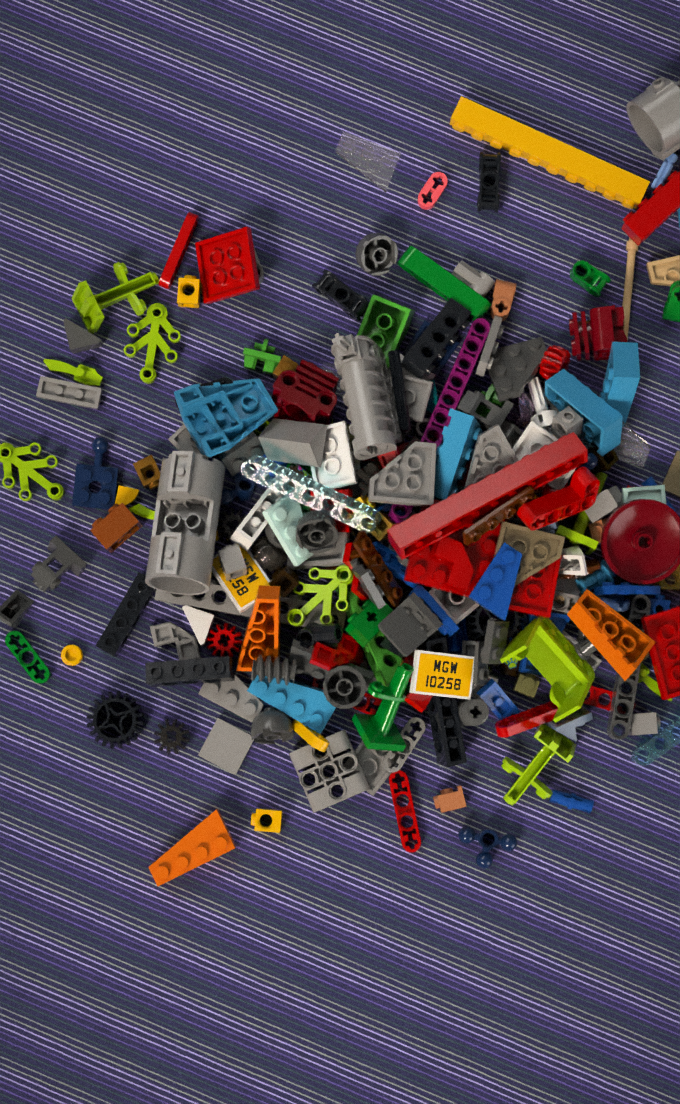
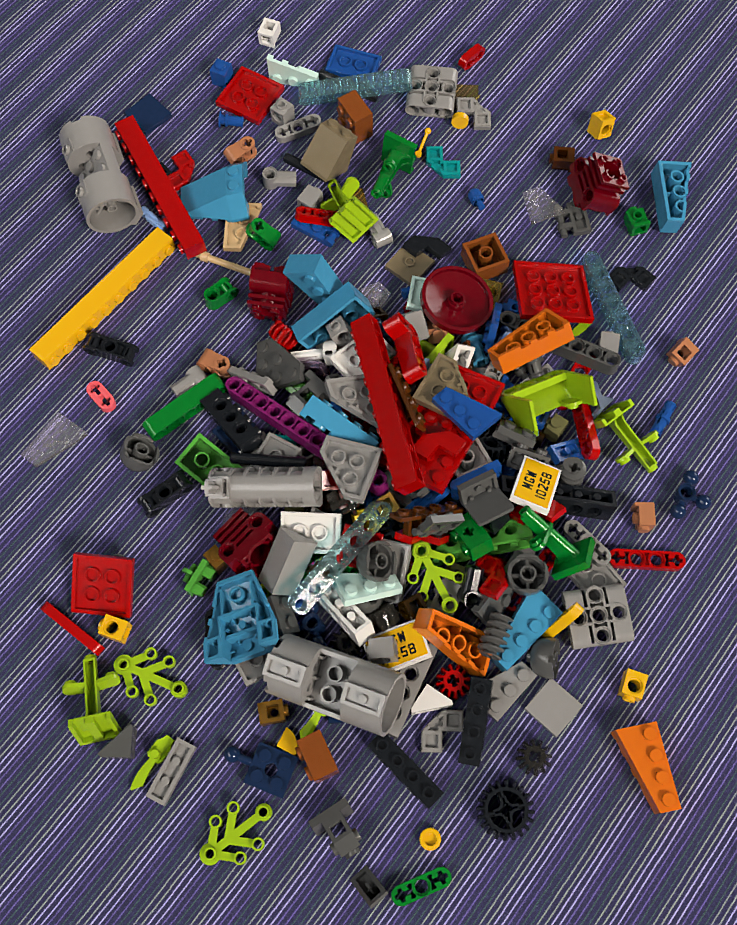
camera: 70 degrees left, 15 degrees down
(656, 814) = (686, 349): none -> nougat brick

